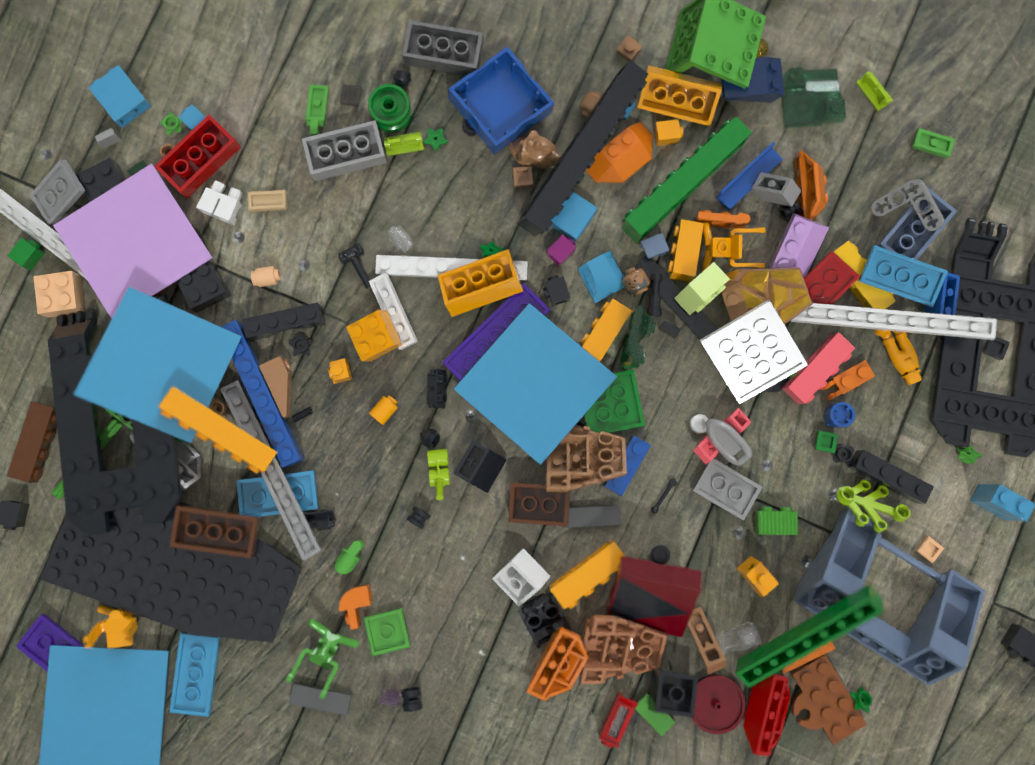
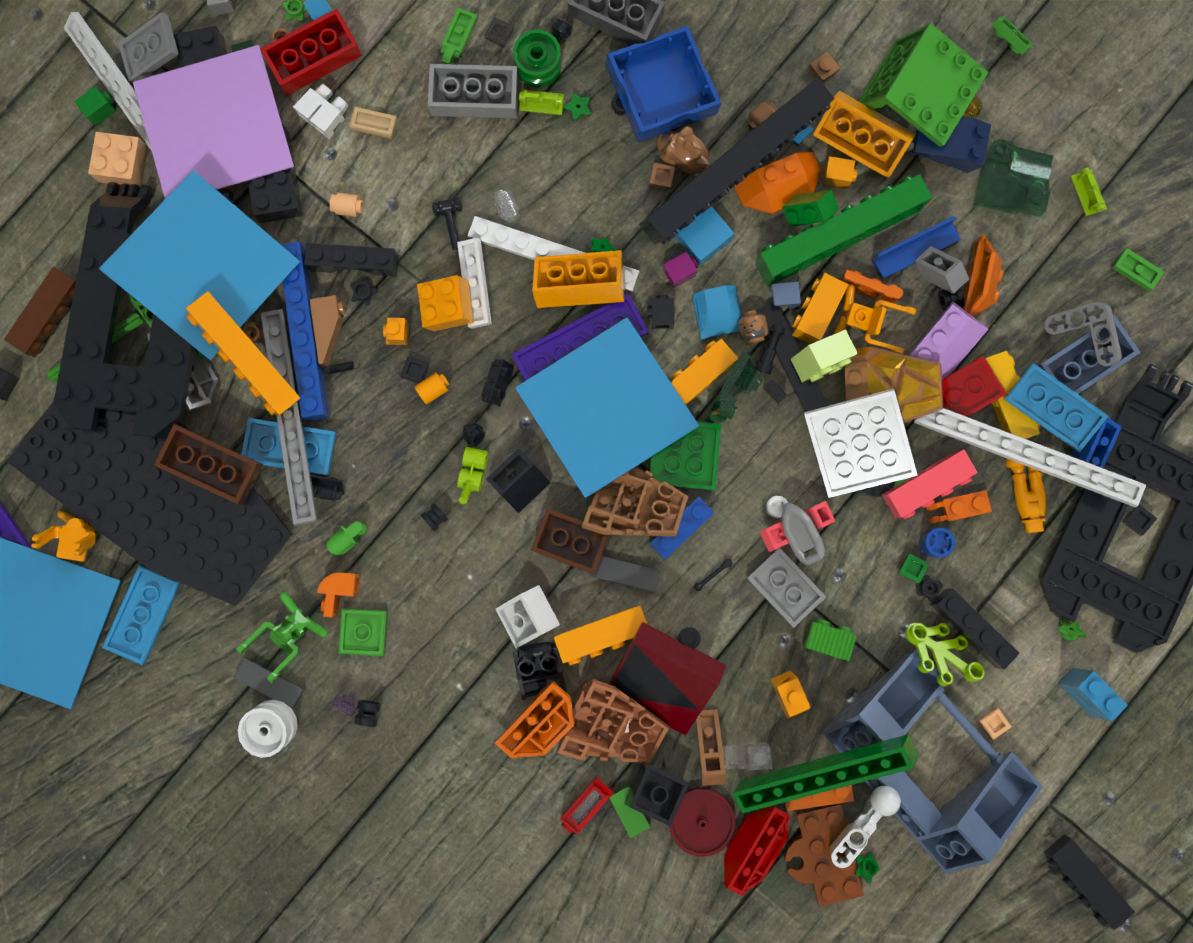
camera: 25 degrees right, 0 degrees up
(331, 738) = (267, 728): none -> white wheel
(364, 398) = (414, 370): none -> black tile
(654, 169) = (810, 208): none -> green brick
(862, 644) = (884, 802): none -> white beam

